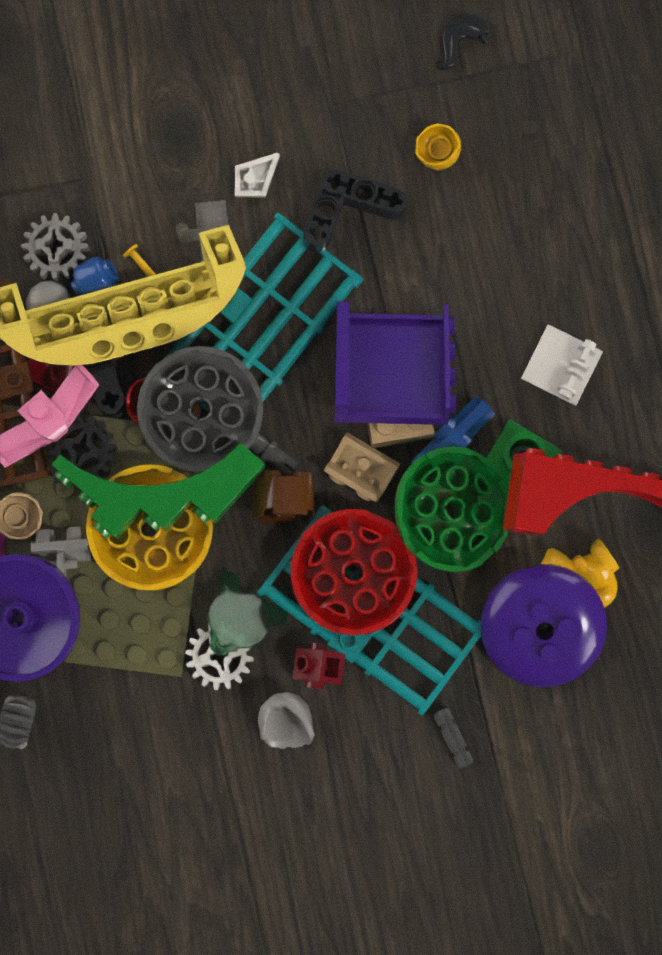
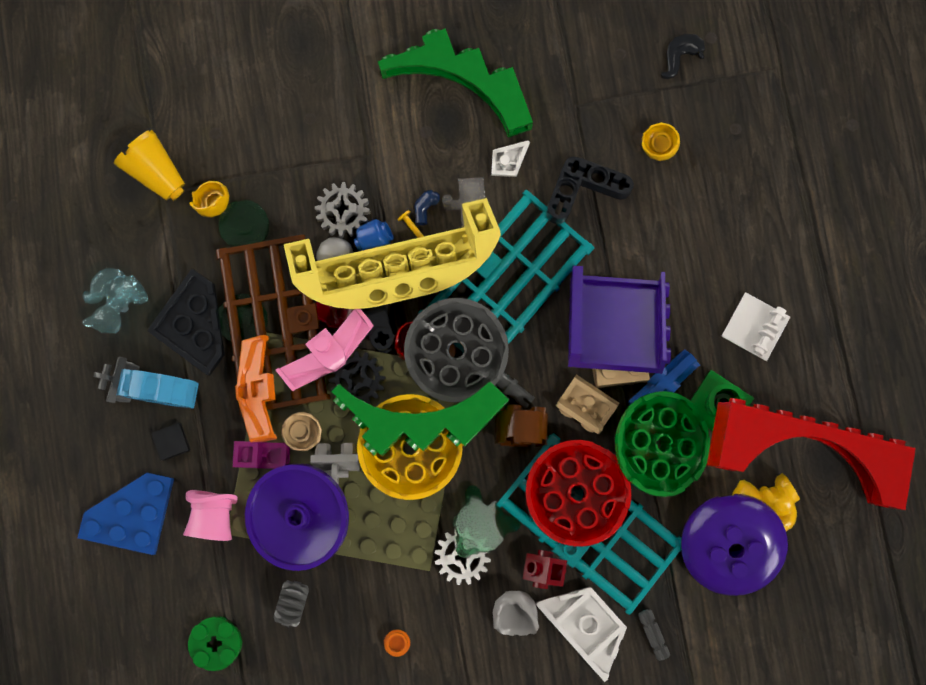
camera: 10 degrees right, 0 degrees up
(145, 763) = (397, 642): none -> orange plate
(153, 235) = (422, 204): none -> dark blue arm
(201, 69) = (468, 68): none -> green arch
(373, 732) = (587, 626): none -> white wing

